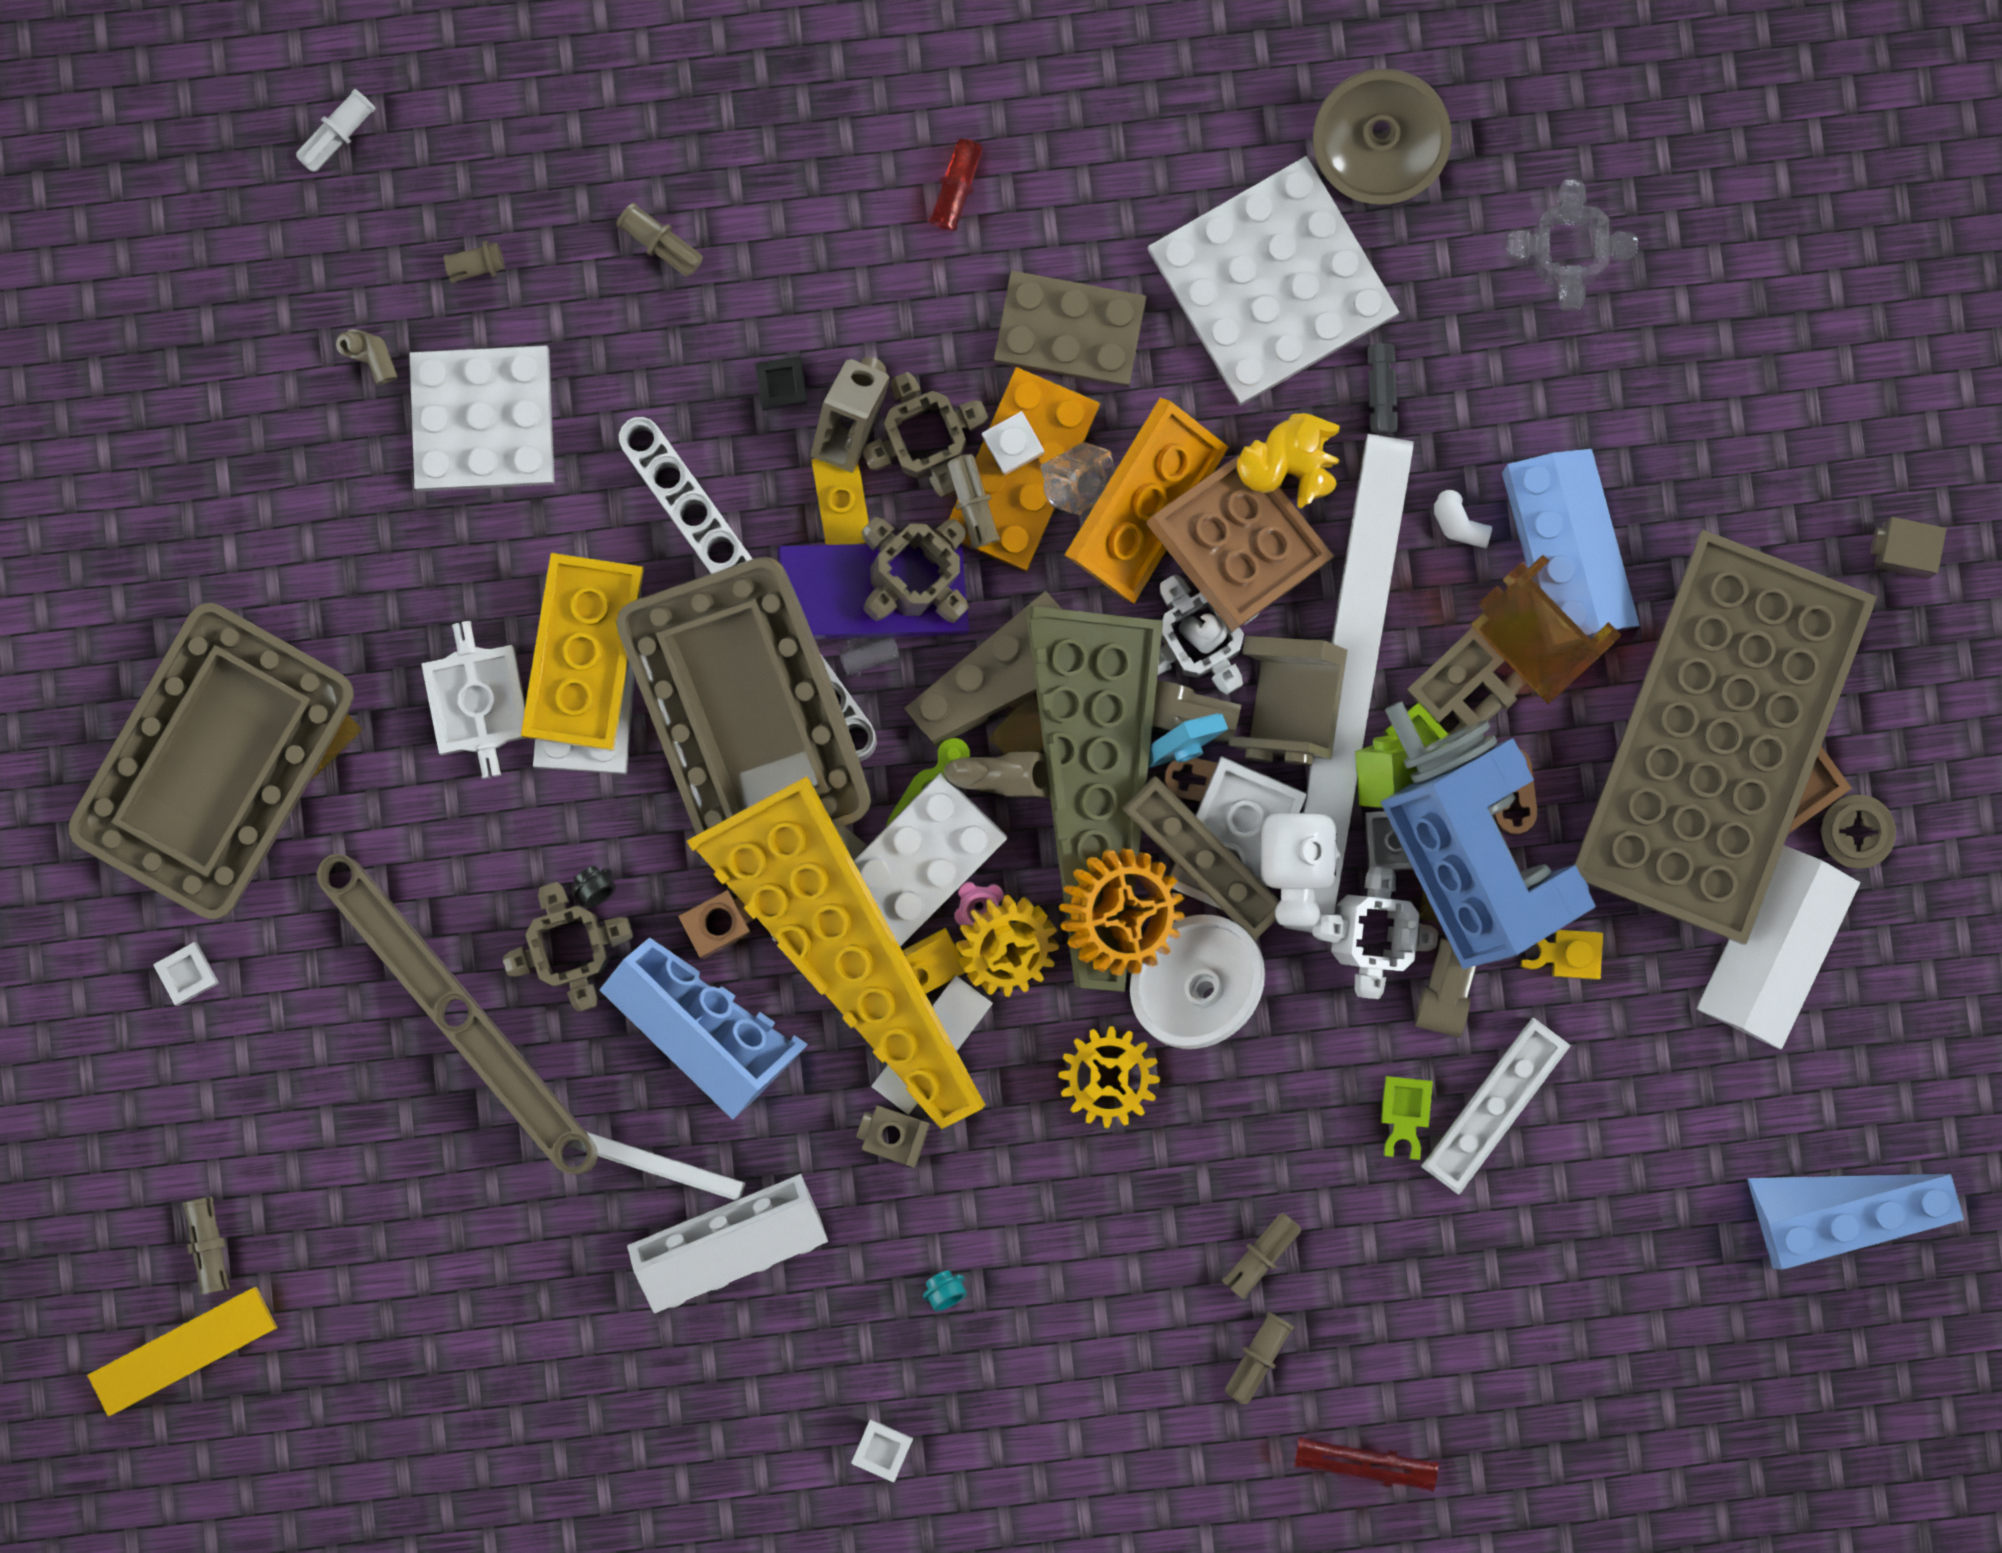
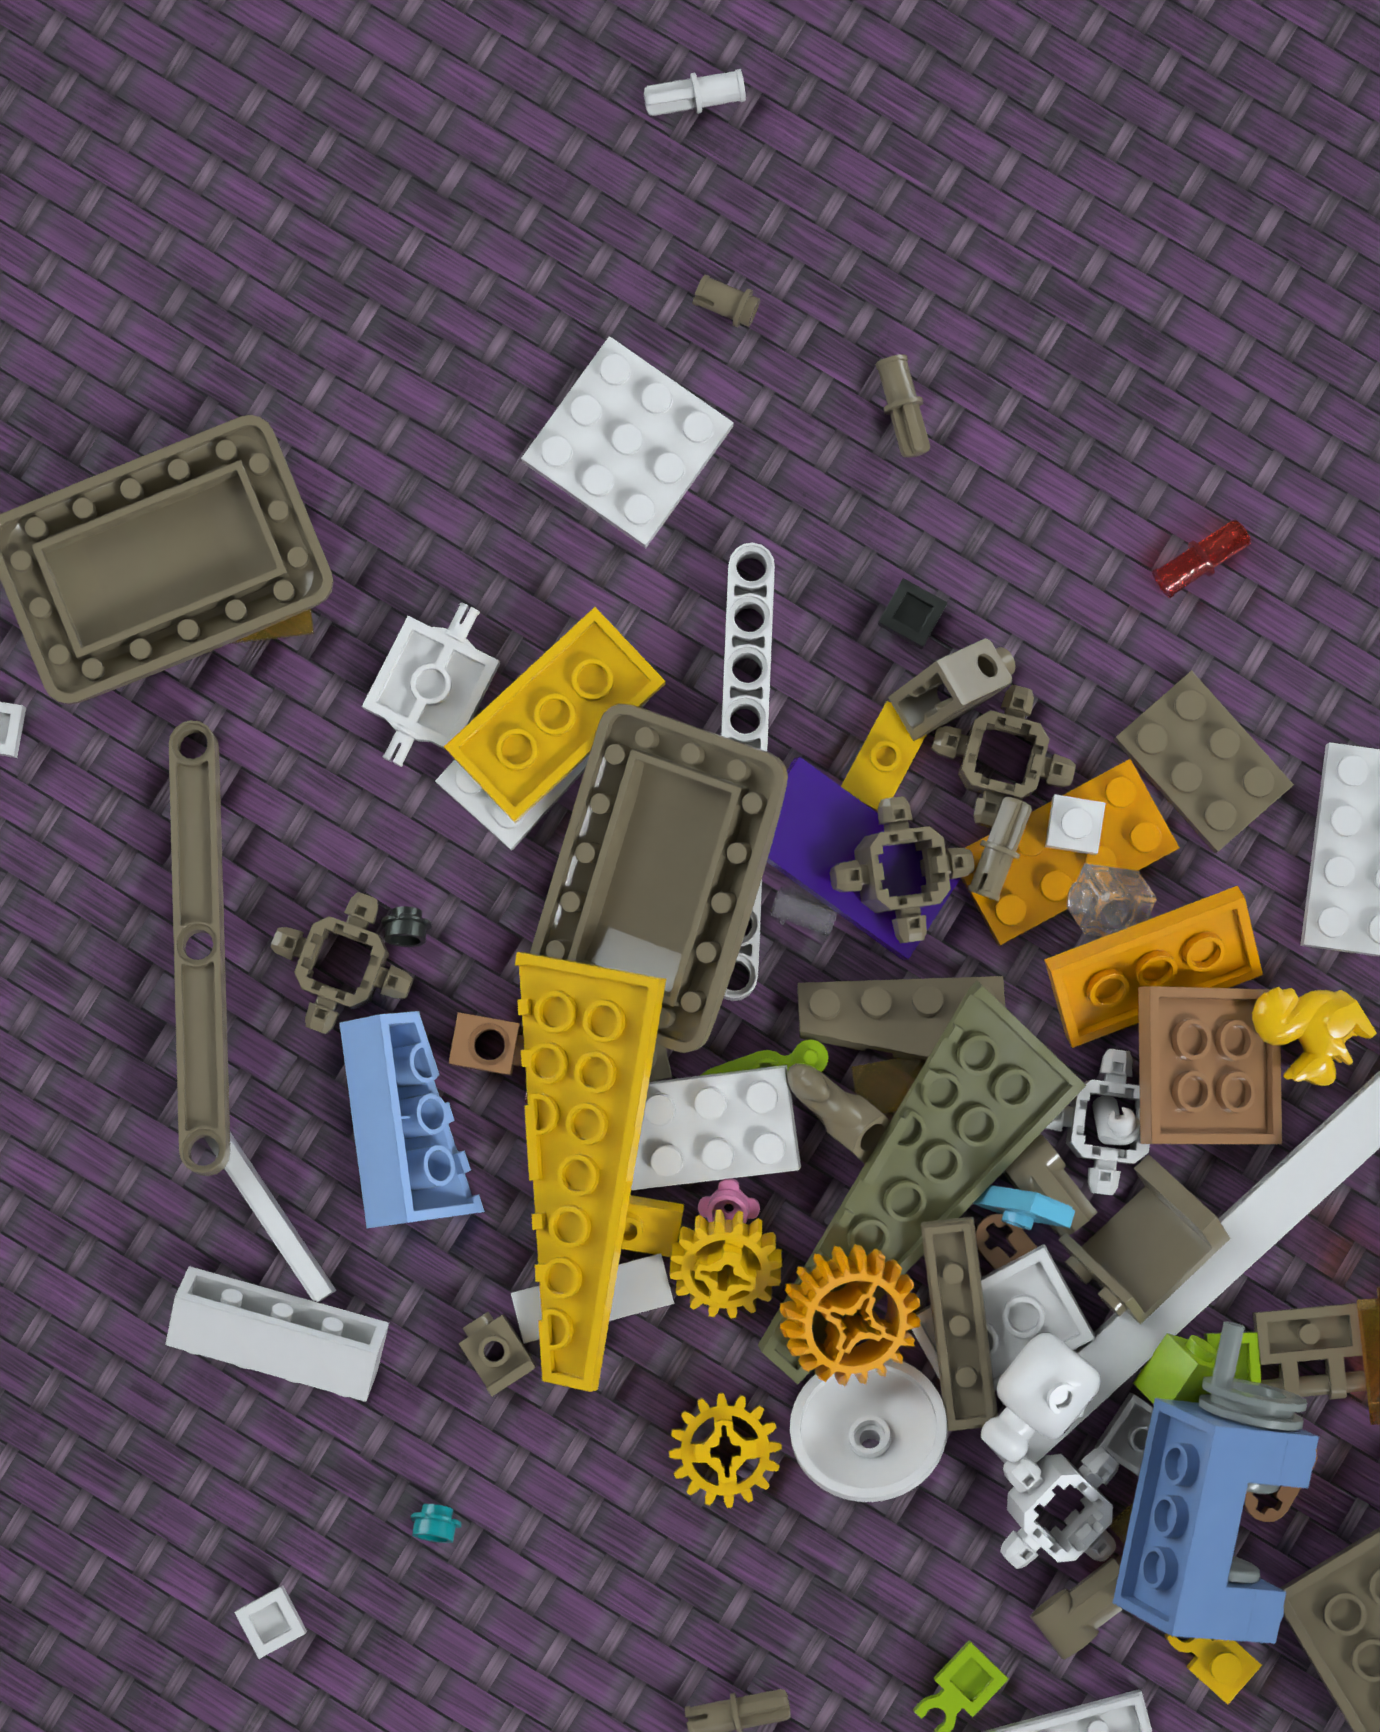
camera: 30 degrees right, 0 degrees up
(370, 350) = (575, 305): dark tan arm -> none

